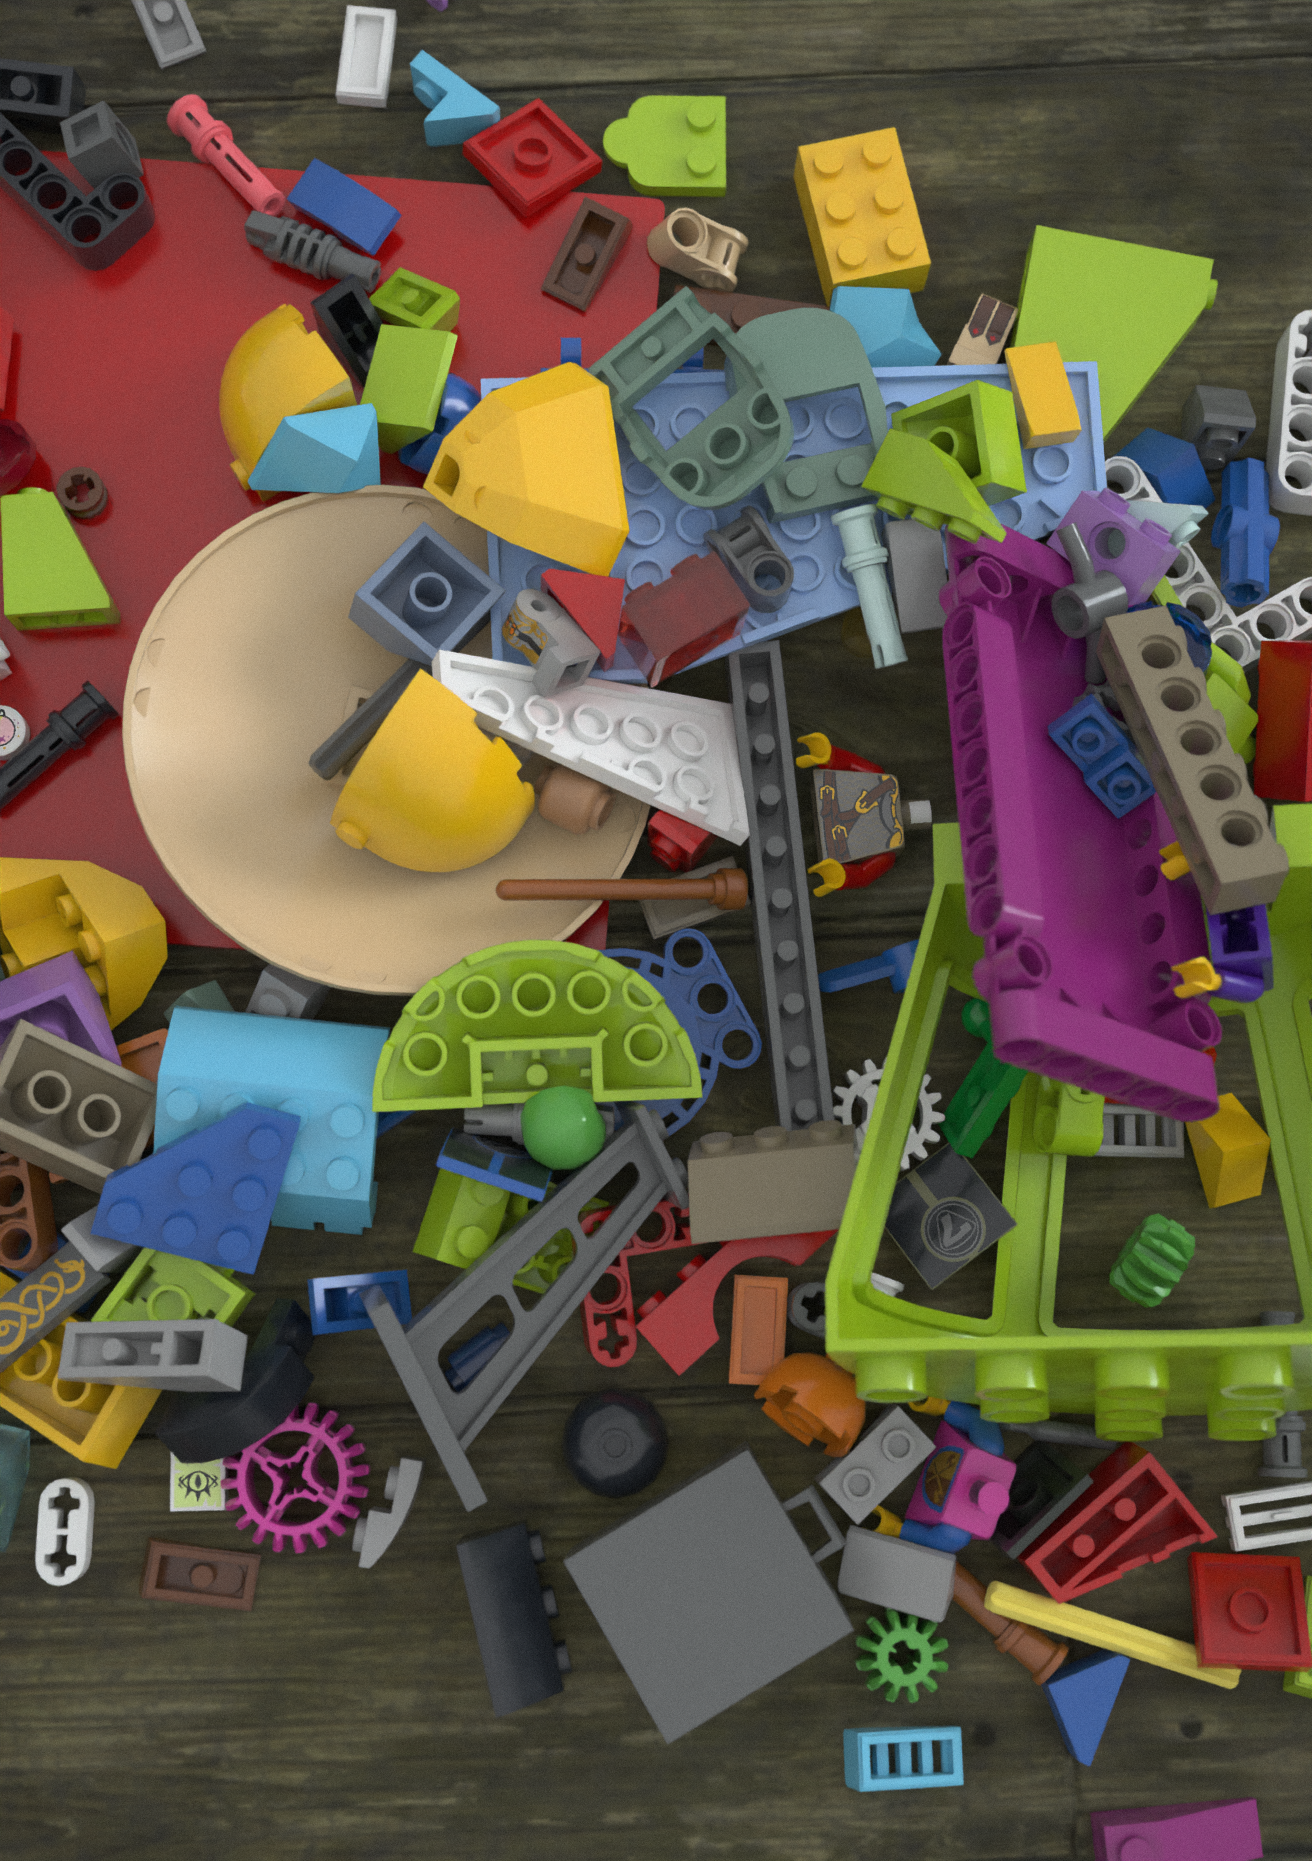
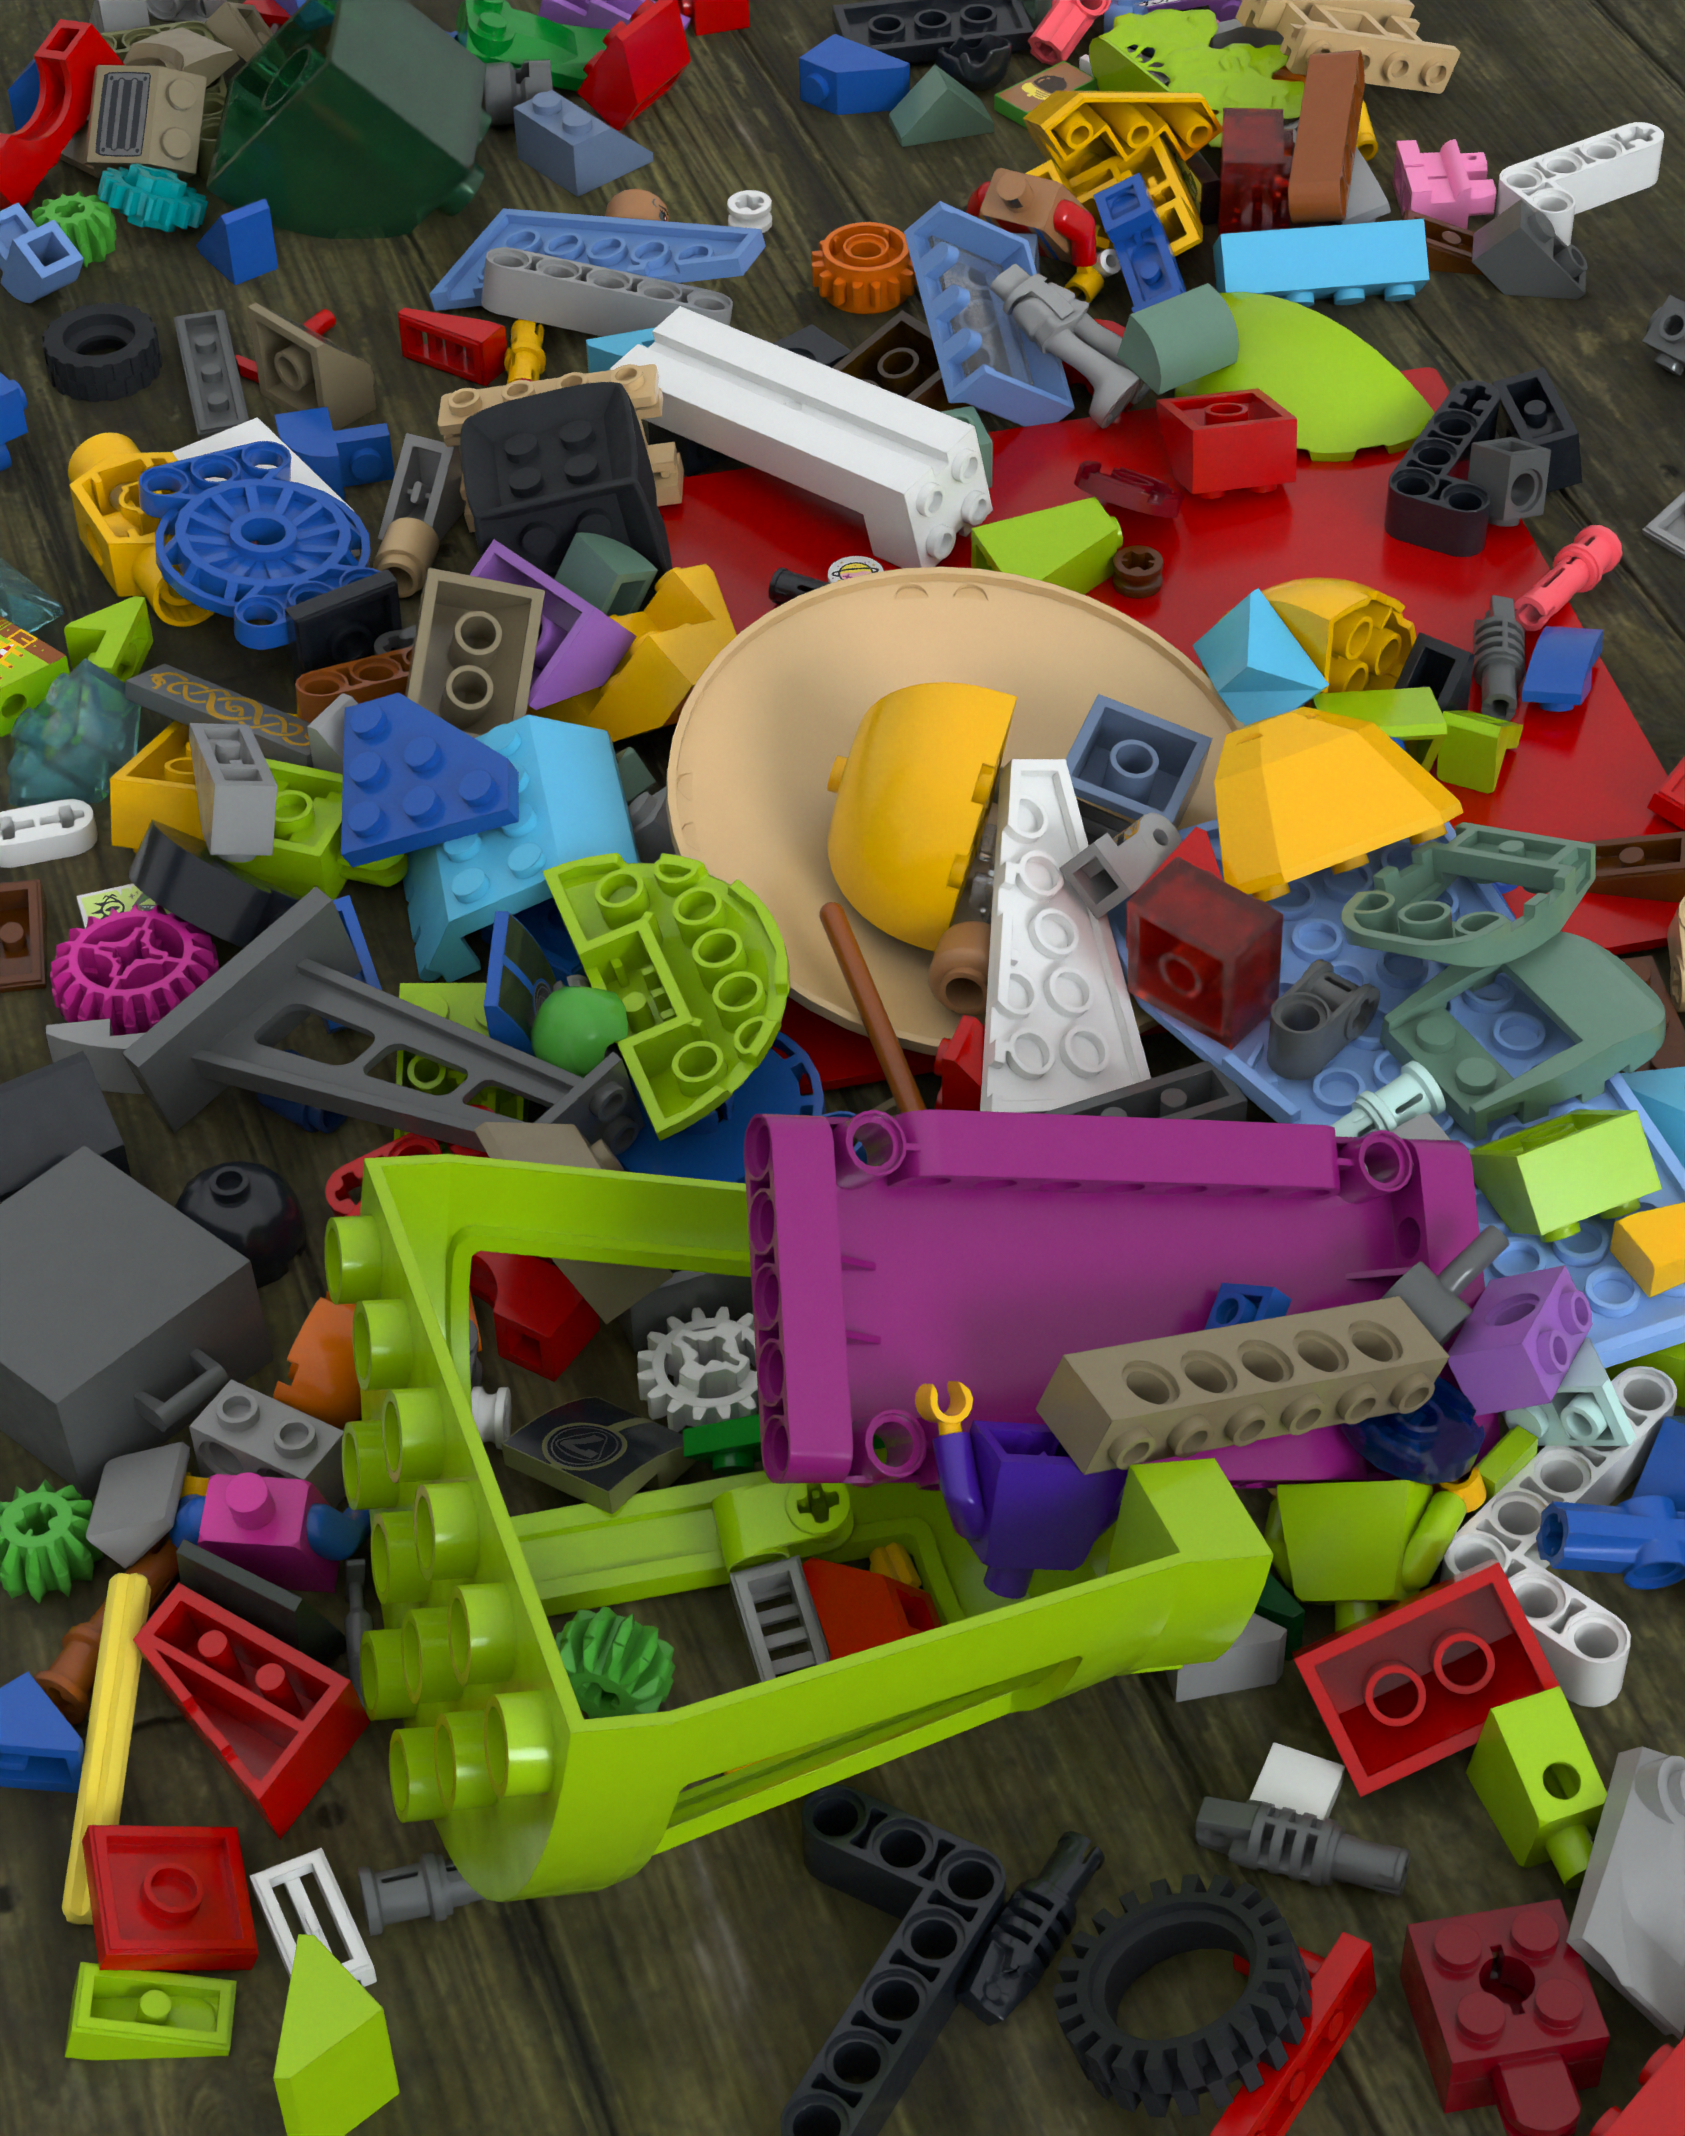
camera: 80 degrees right, 35 degrees down
(930, 485) = (1475, 1099): lime slope -> none

